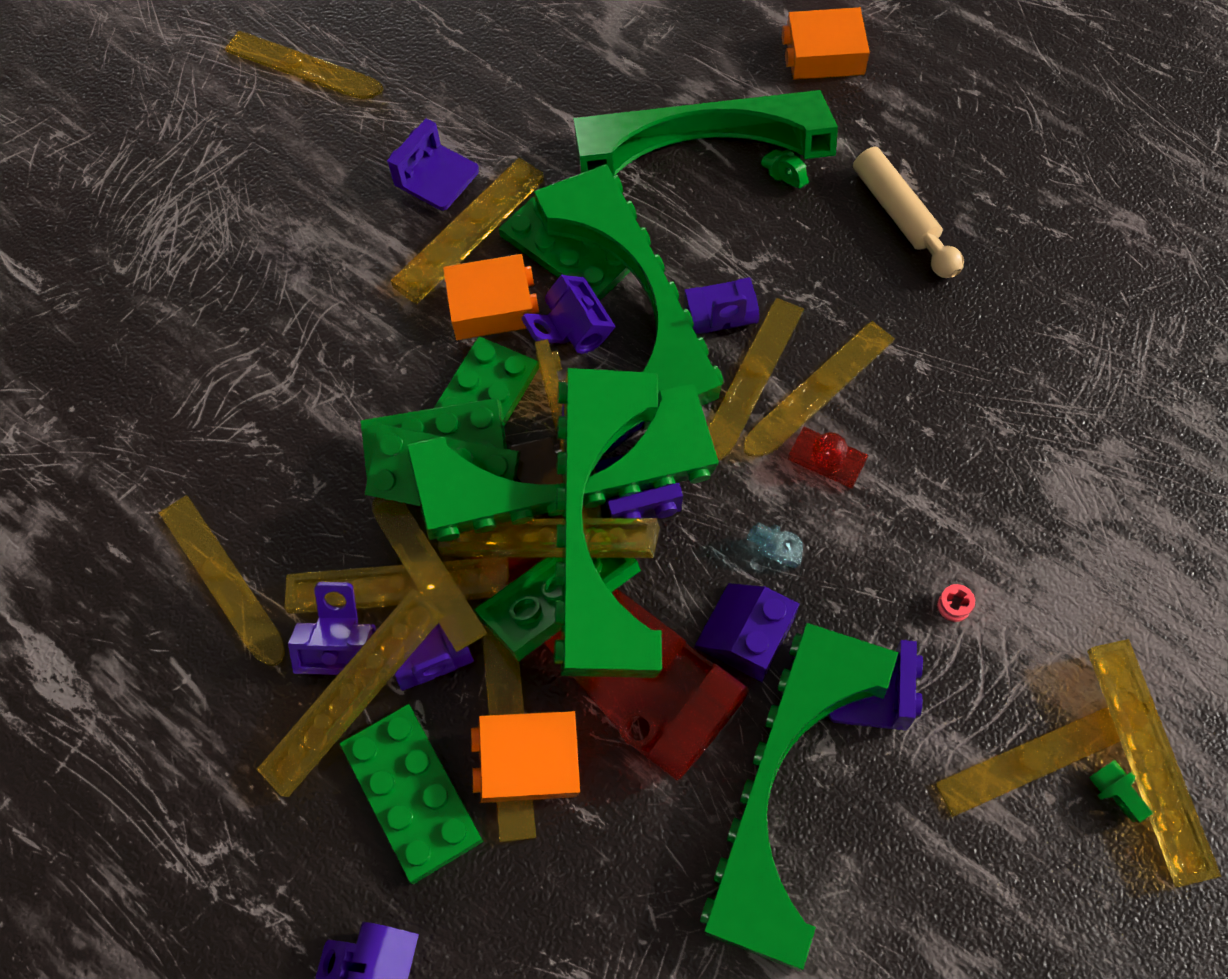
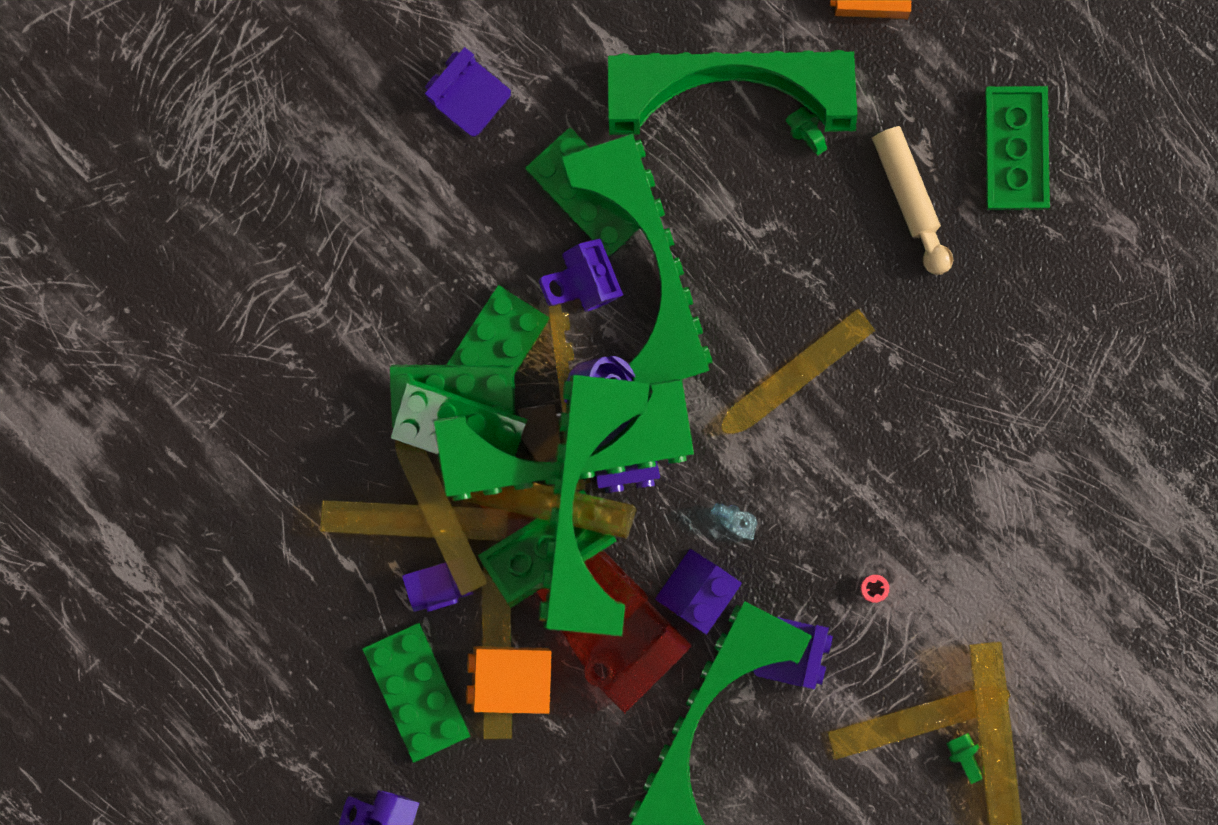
camera: 10 degrees right, 20 degrees up
(224, 581) = (266, 493): clear yellow piece -> none
(335, 637) = (360, 564): dark purple piece -> none
(349, 693) = (375, 613): clear yellow plate -> none
(467, 230) = (496, 161): clear yellow plate -> none
(489, 296) = (512, 245): orange brick -> none
(722, 305) = (722, 285): dark purple piece -> none
(753, 376) = (740, 353): clear yellow piece -> none
(828, 456) = (793, 442): clear red tile -> none
(1003, 160) = (1017, 148): none -> green plate

